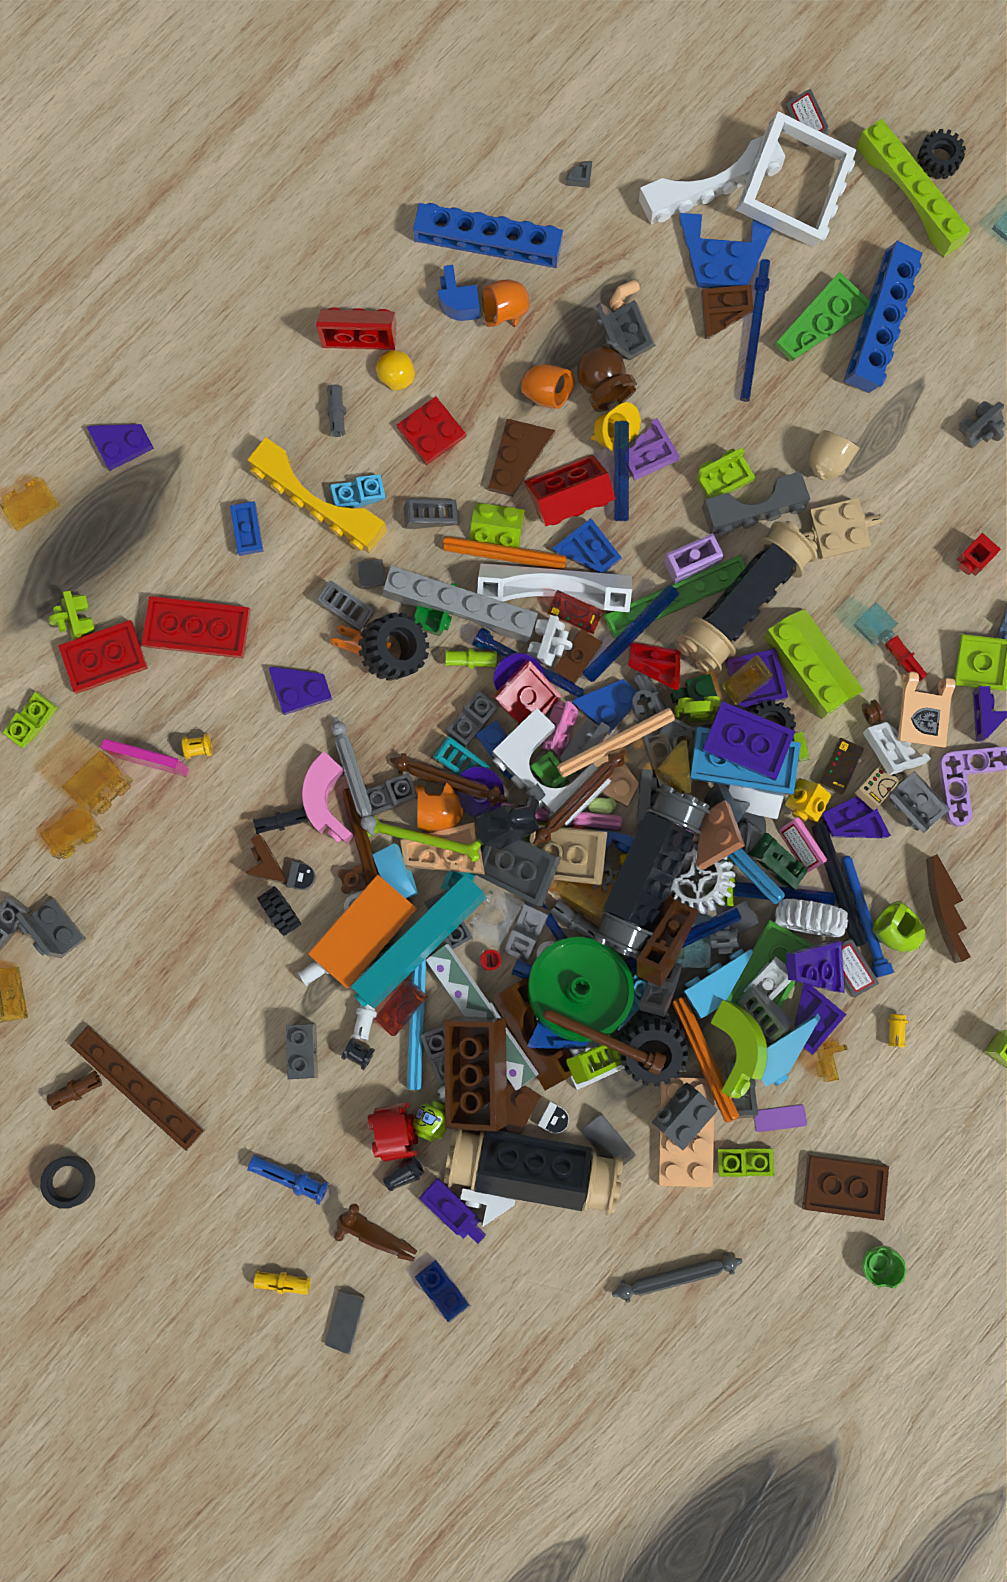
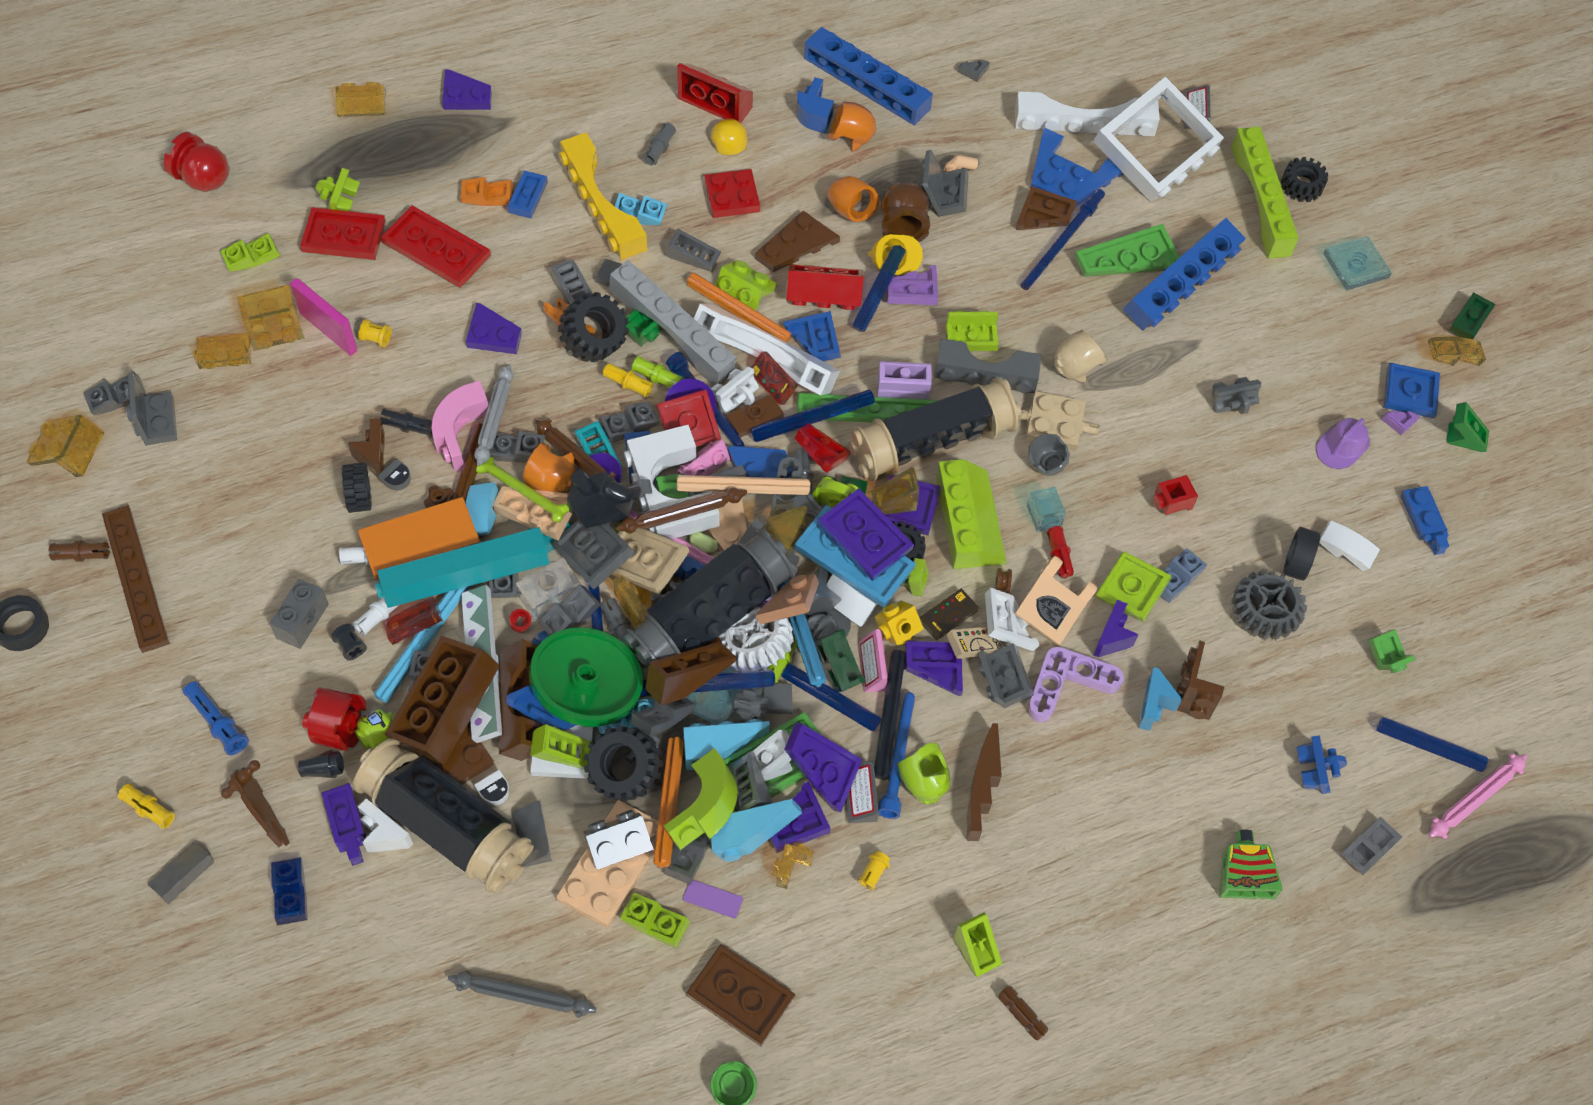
camera: 20 degrees right, 20 degrees down
(207, 545) = (480, 192): none -> orange slope
(448, 678) = (628, 380): none -> yellow axle
(652, 1061) = (613, 764): reddish brown piece -> none
(811, 917) = (842, 719): white gear -> none
(853, 569) = (1049, 454): none -> dark grey hair

